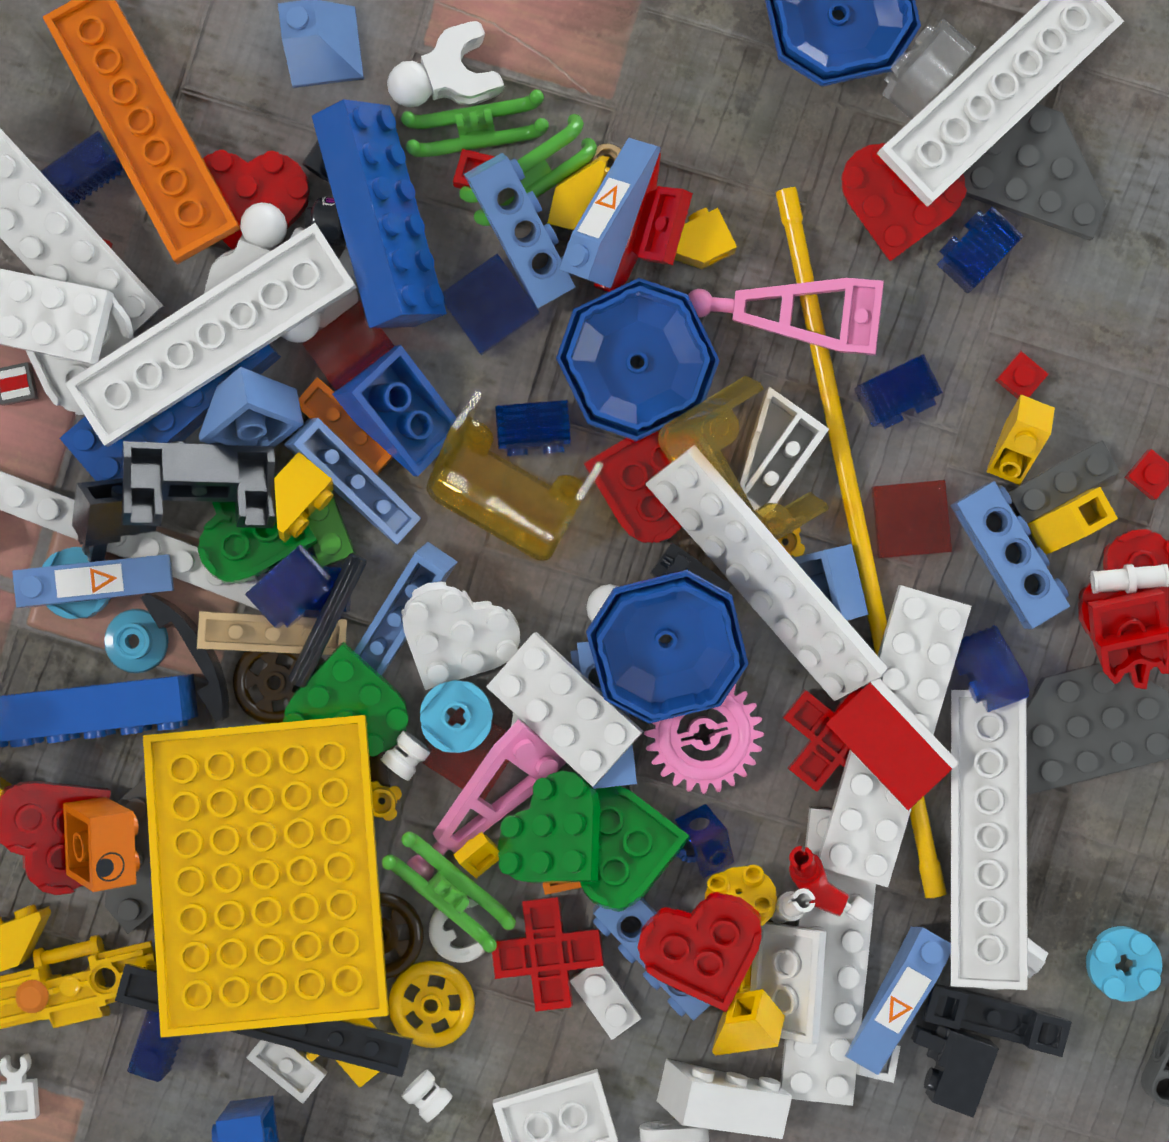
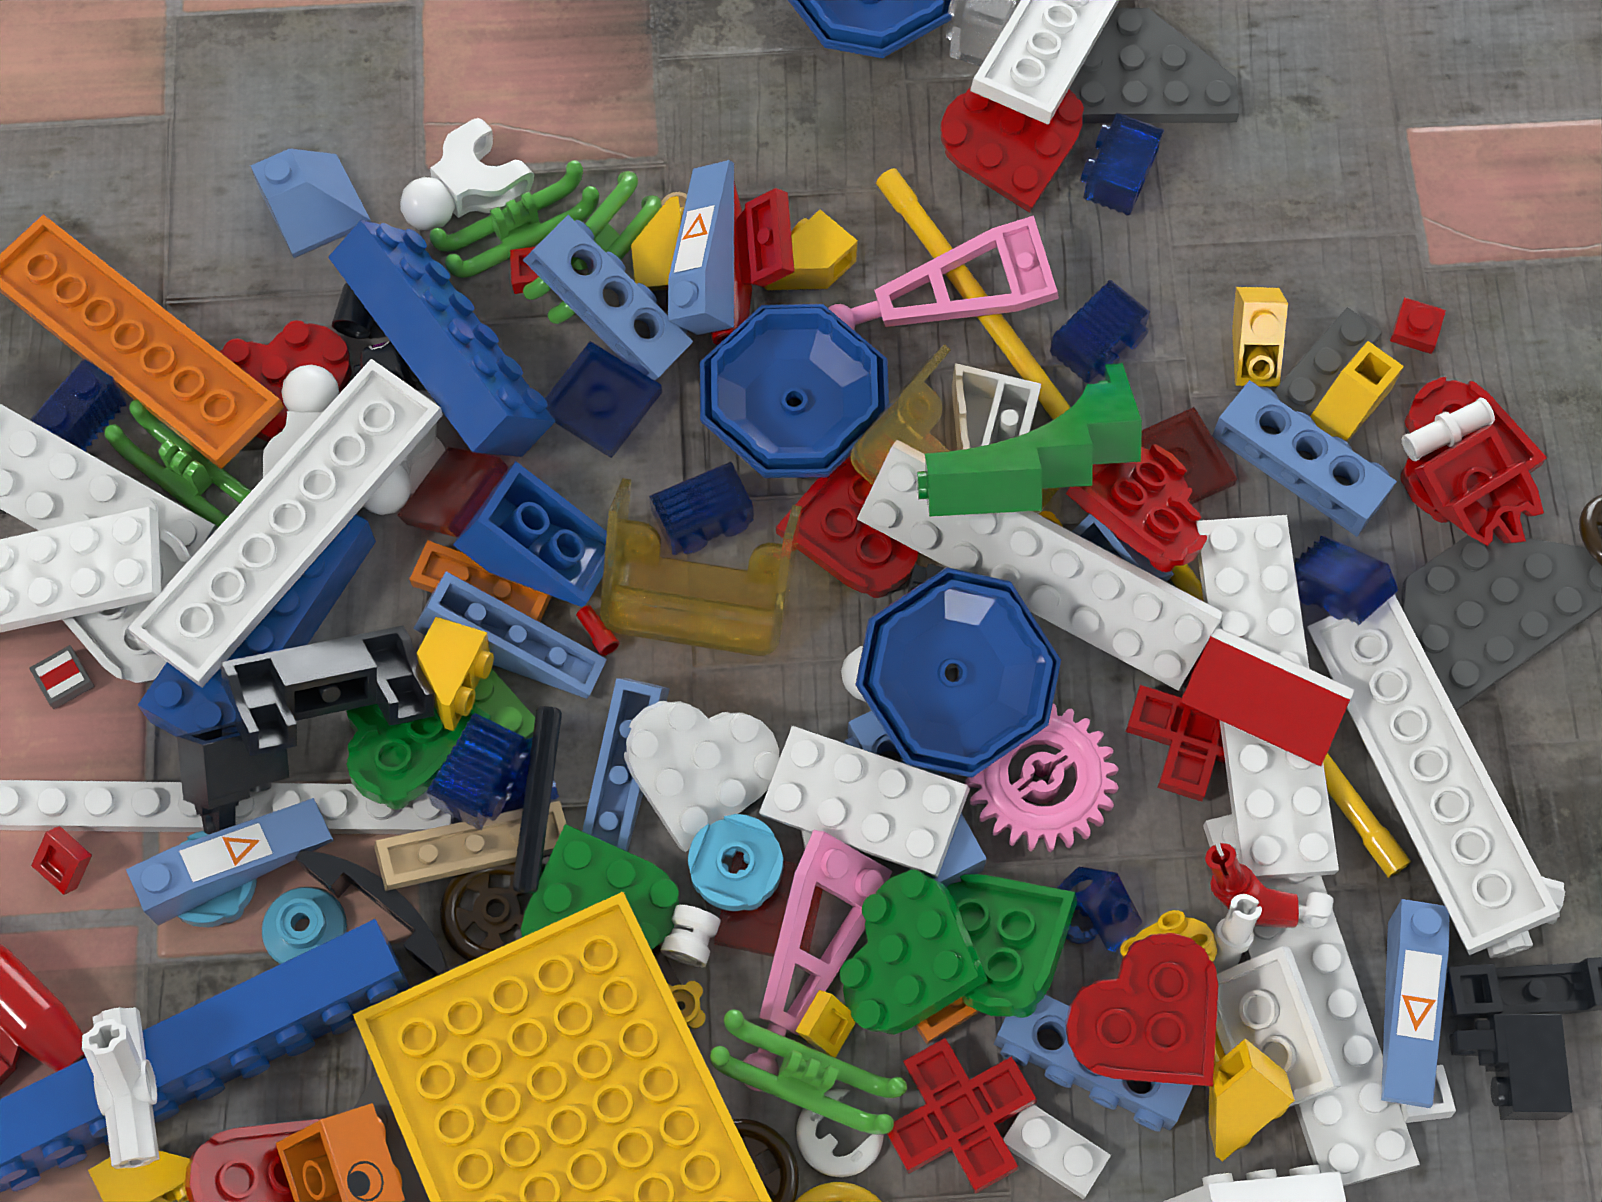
camera: 25 degrees left, 20 degrees down
(150, 251) = (186, 469): none -> bright green piece
(251, 411) = (362, 593): medium blue slope -> none
(423, 501) = (603, 638): none -> red piece
(764, 512) = (1011, 473): none -> green arch
(865, 557) = (1146, 507): none -> red plate
(1021, 376) = (1227, 273): red plate -> none

